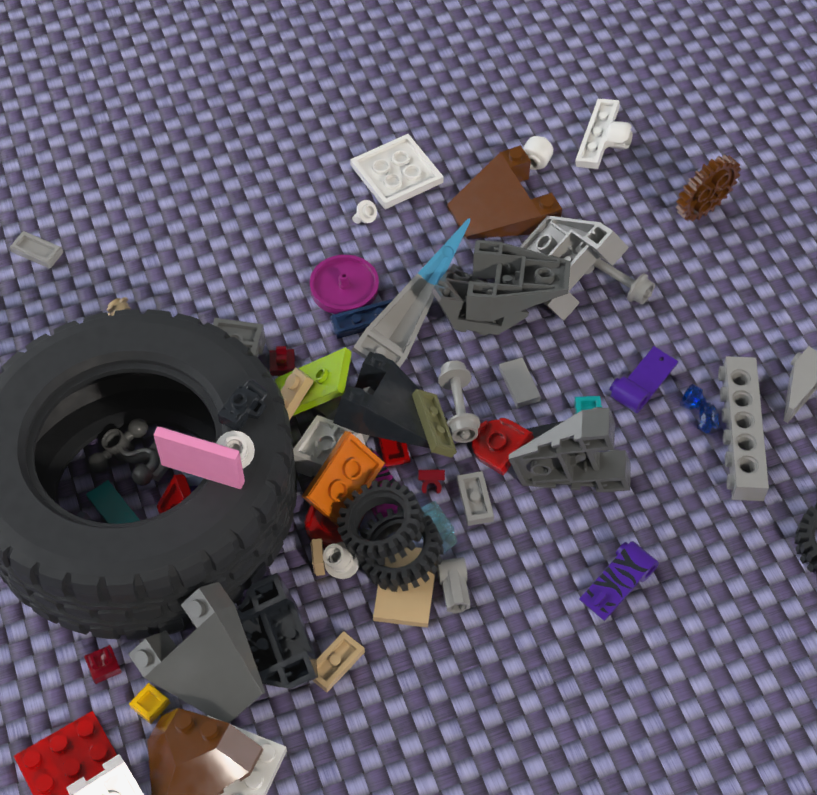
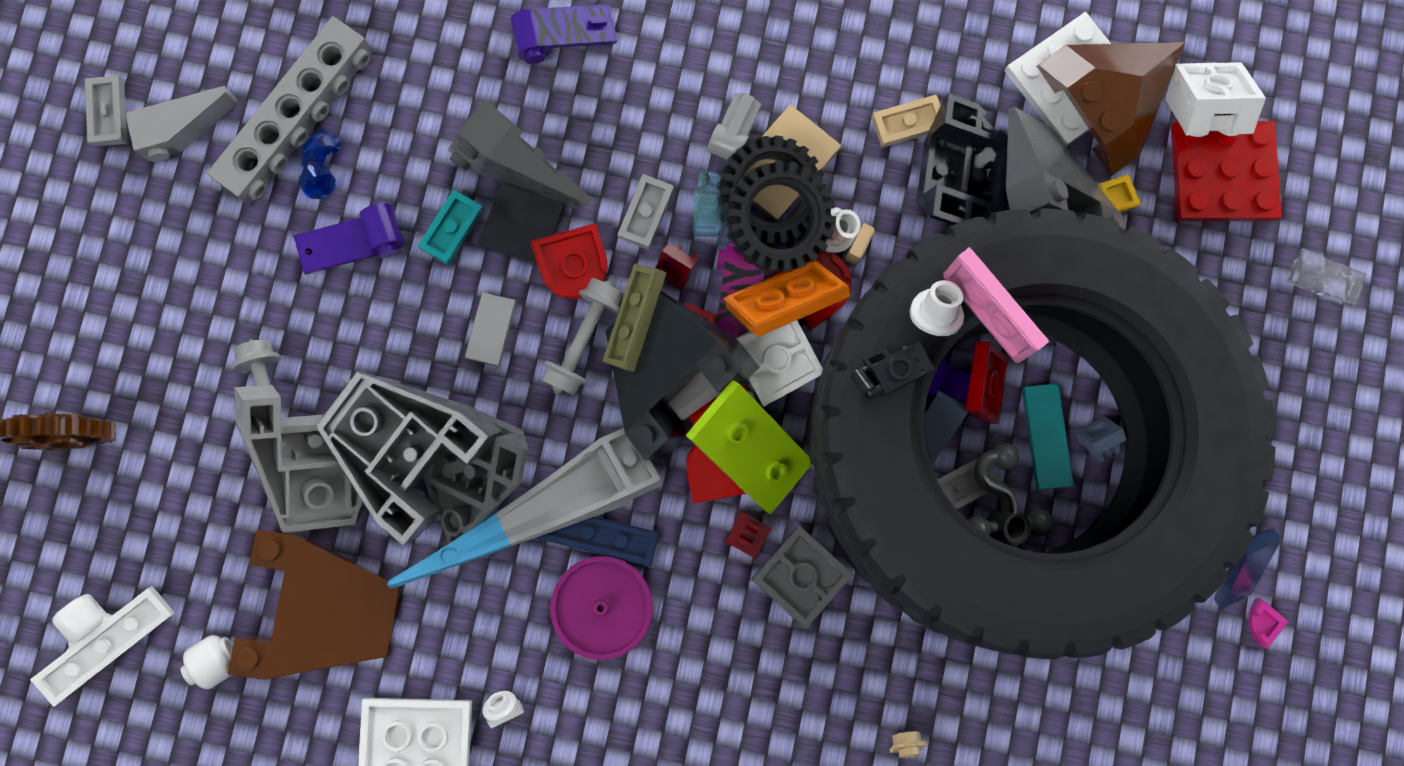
camera: 150 degrees left, 25 degrees up
(295, 389) = (779, 447): tan plate -> none

